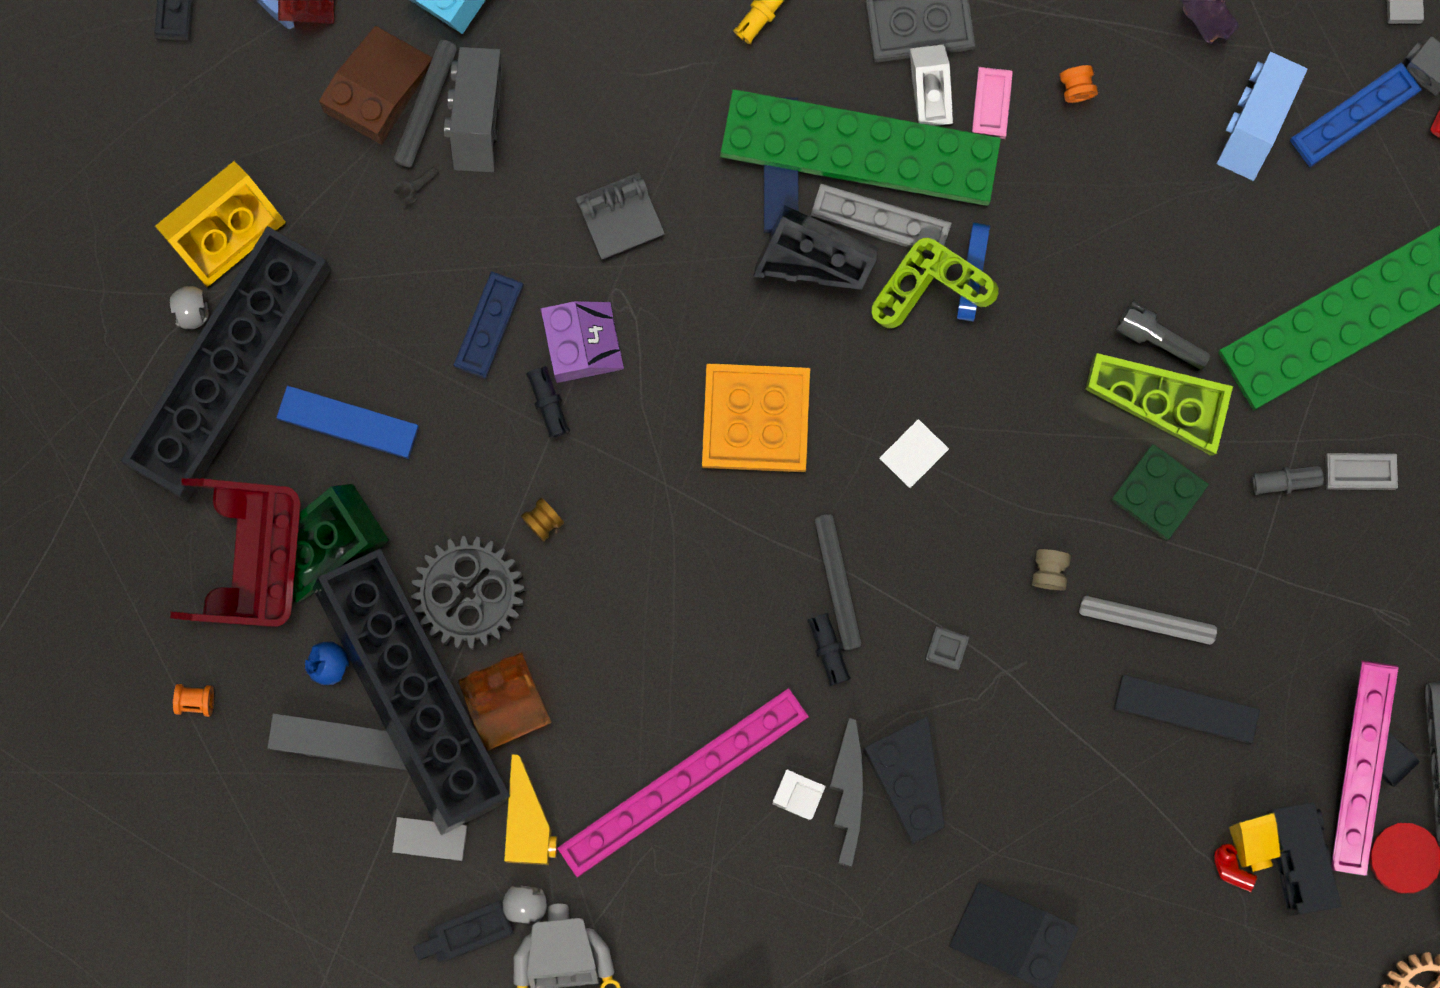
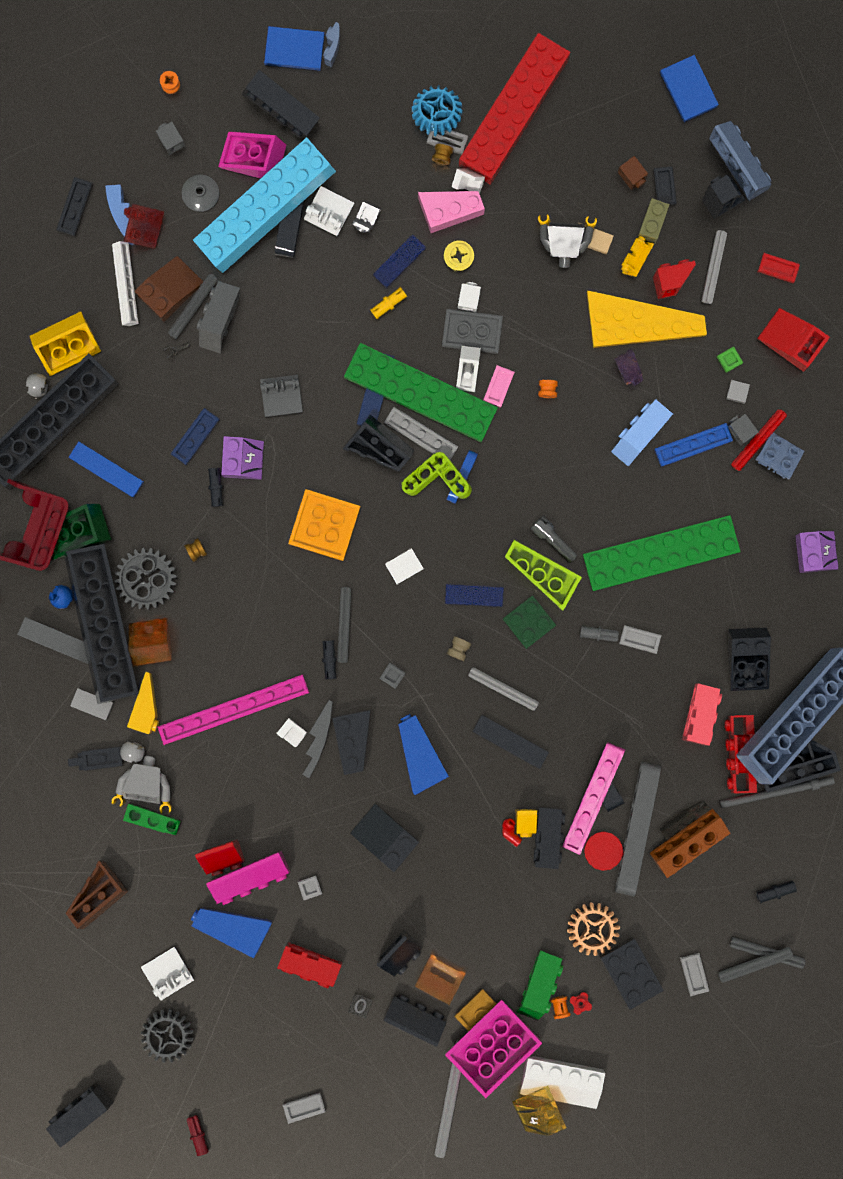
camera: 10 degrees right, 5 degrees up
(298, 95) = (125, 283): none -> white piece
(1038, 777) = (421, 759): none -> blue slope
(1051, 471) = (474, 595): none -> clear blue tile

